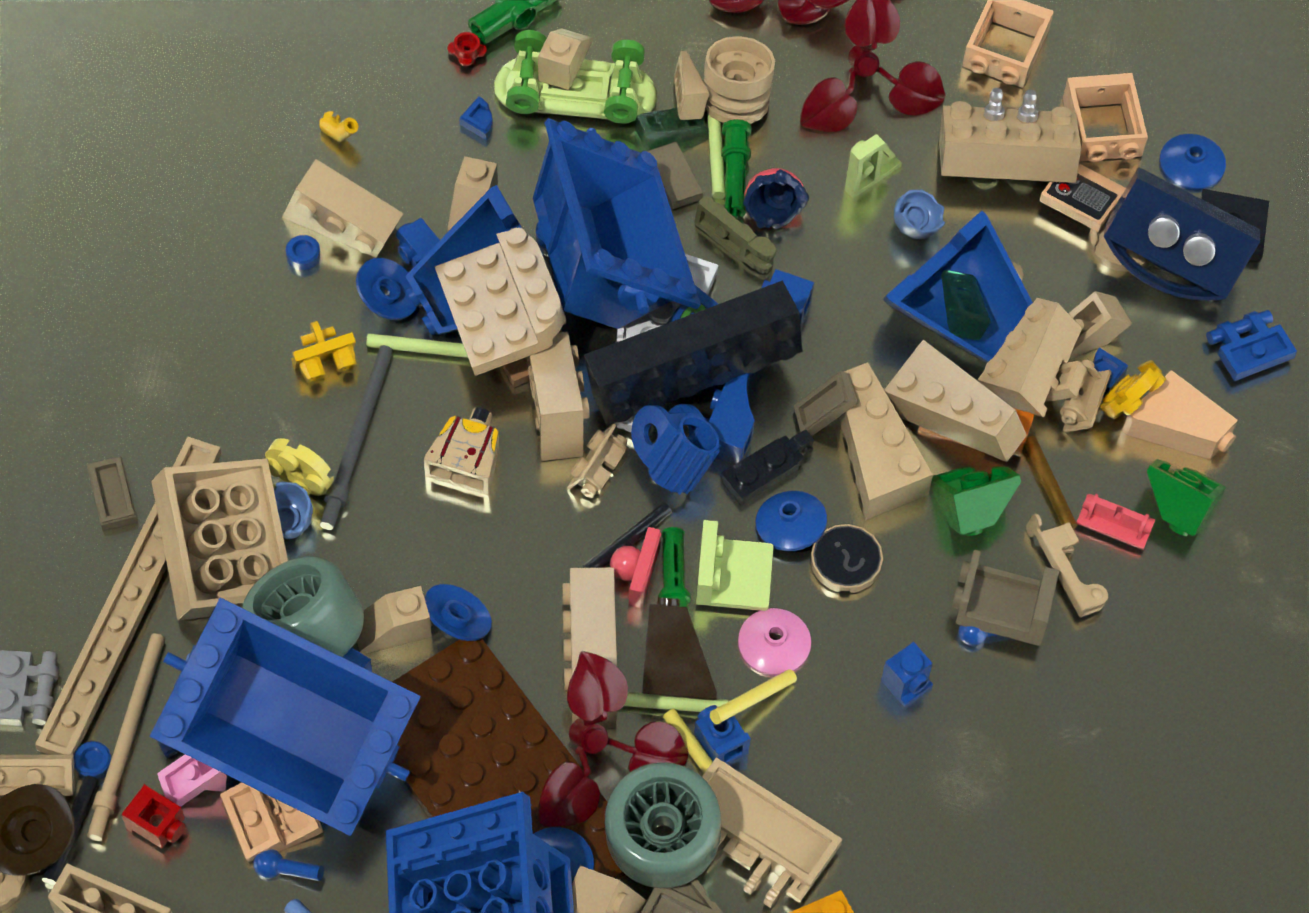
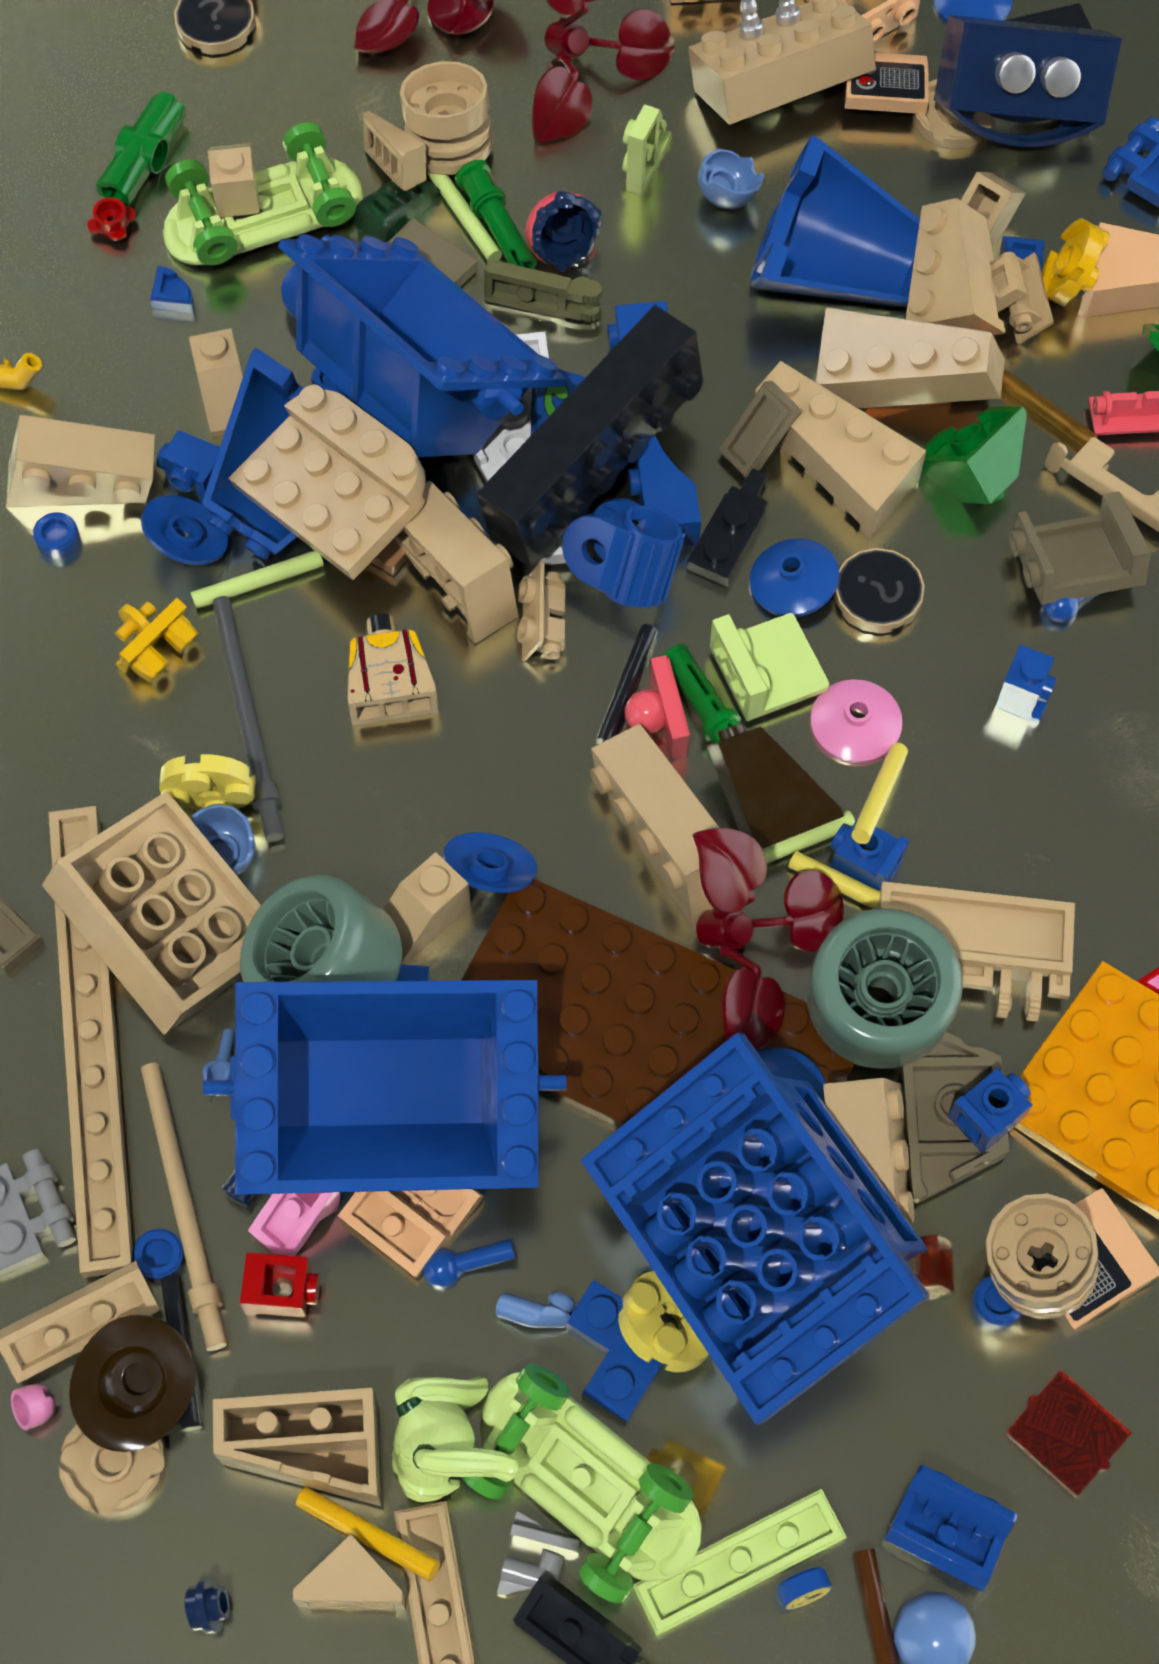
camera: 25 degrees left, 5 degrees up
(964, 308) = (842, 252): slope -> none

